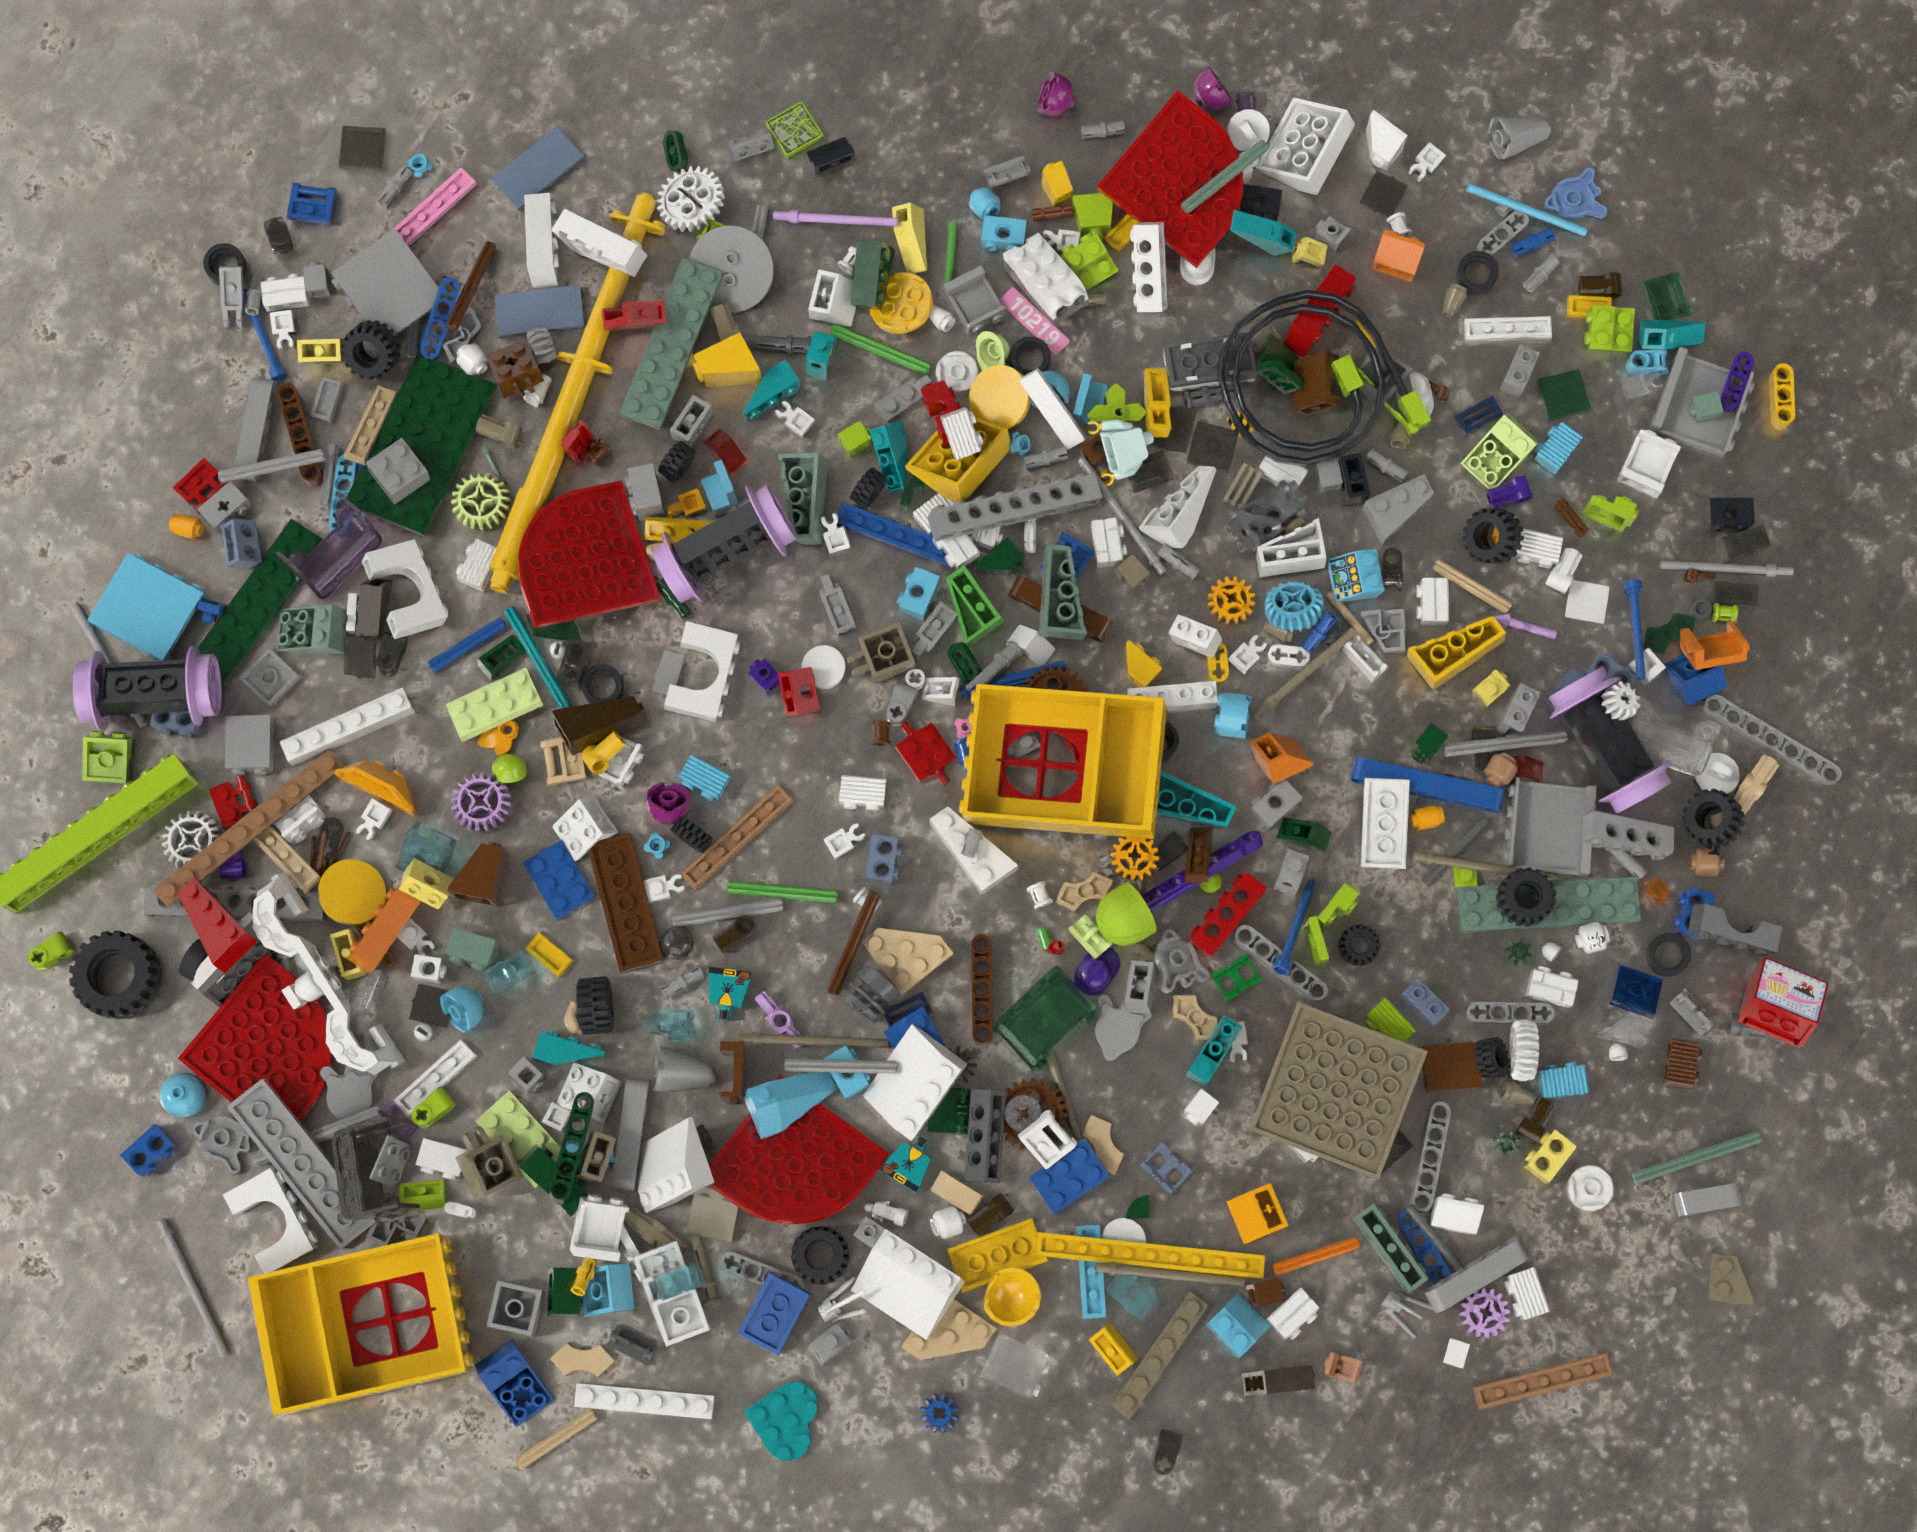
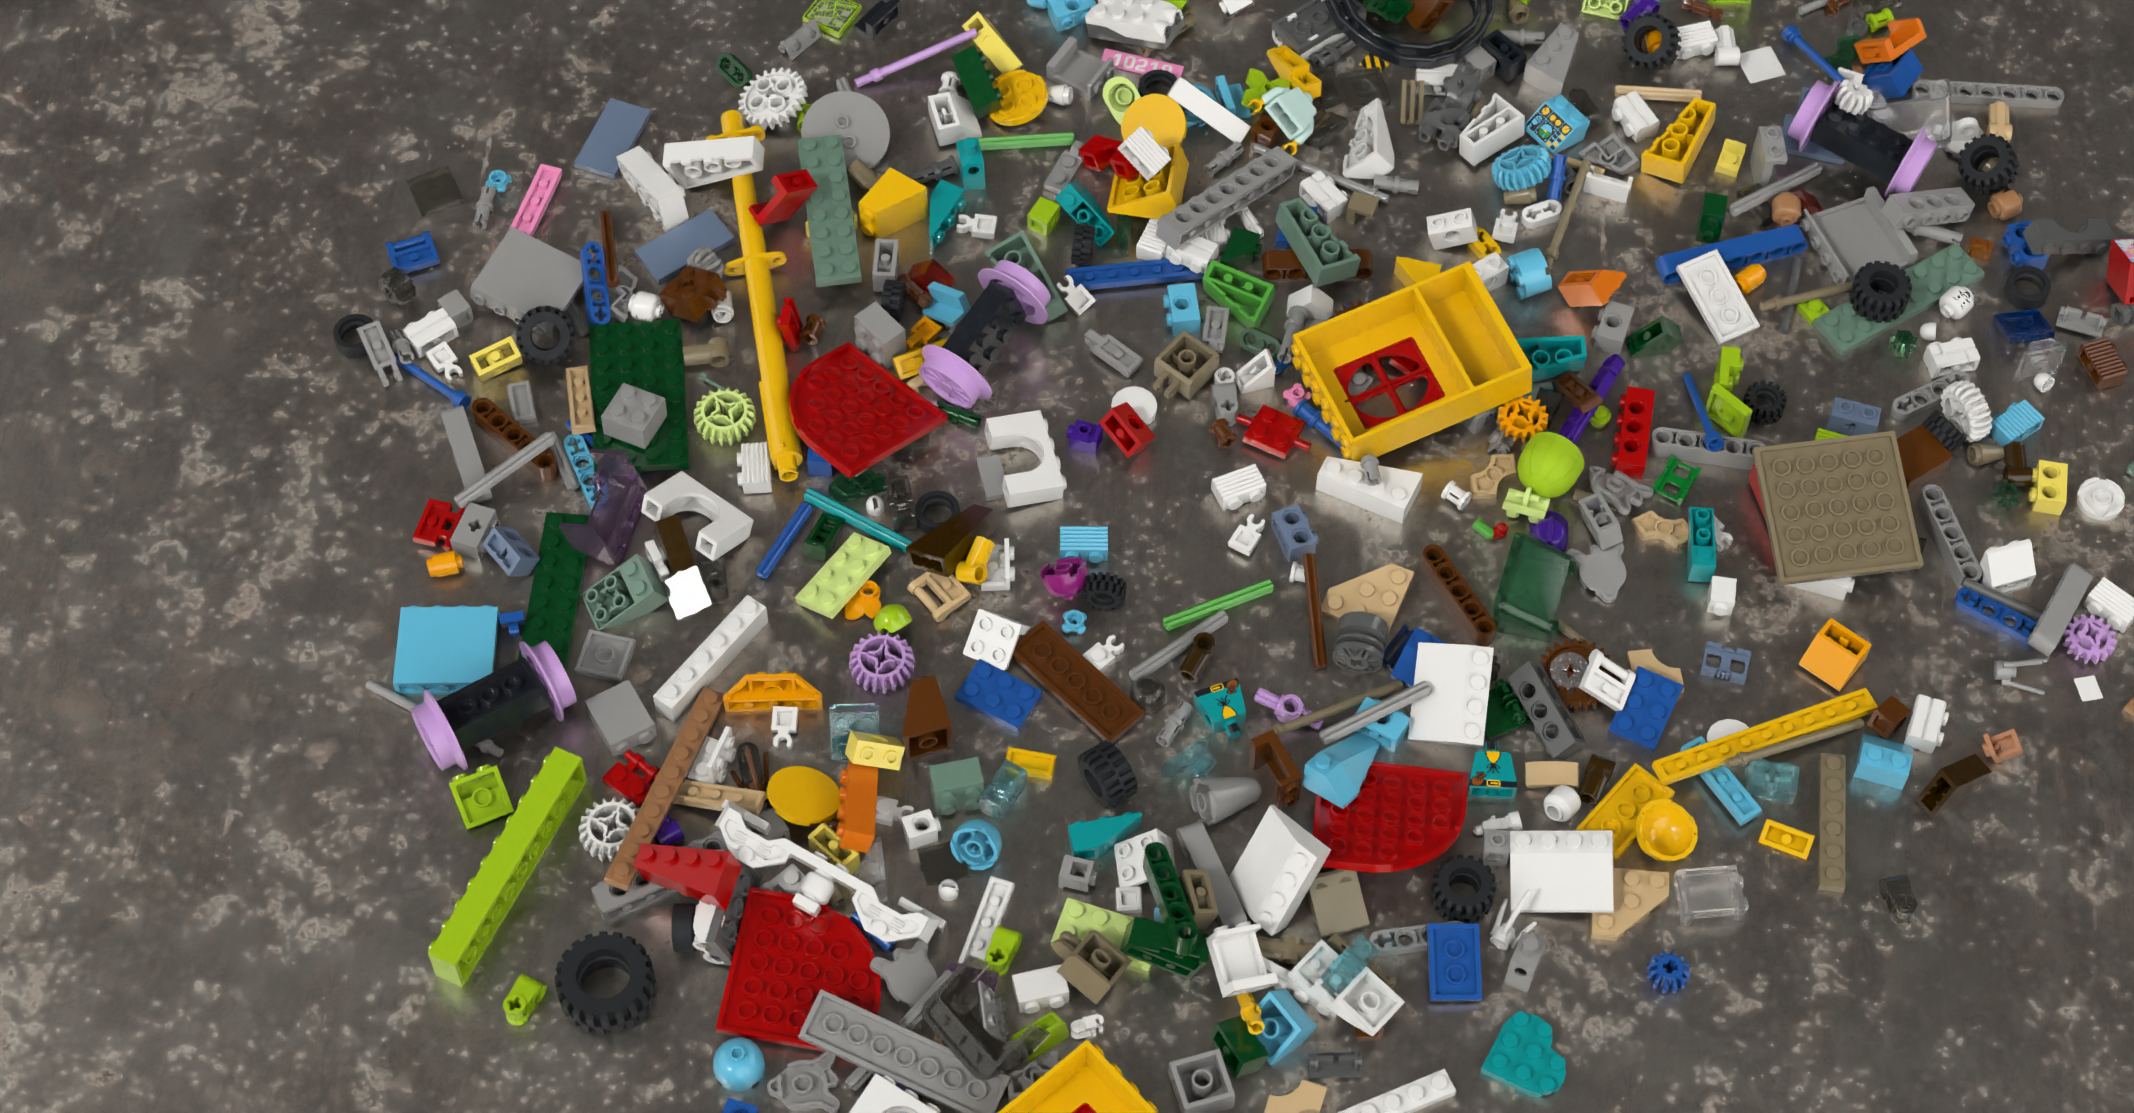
camera: 30 degrees left, 20 degrees down
(174, 724) = (535, 736): sand blue brick -> none
(571, 1019) = (1089, 808): tan arm -> none
(703, 458) = (915, 292): none -> reddish brown axle
(736, 837) = (1145, 581): medium nougat tile -> none
(950, 257) = (1033, 44): bright green bar -> none
(957, 370) = (1099, 124): white tile -> none
(1020, 443) = (1194, 156): medium azure plate -> none
(1139, 1208) = (1726, 707): dark green tile -> none
(1237, 605) = (1462, 191): light orange gear -> none
(1291, 872) = (1665, 362): light grey torso -> none
(1316, 1256) = (1910, 667): orange axle -> none
(1390, 1249) = (1971, 625): sand green brick -> none
(1505, 620) = (1734, 101): lavender piece -> none

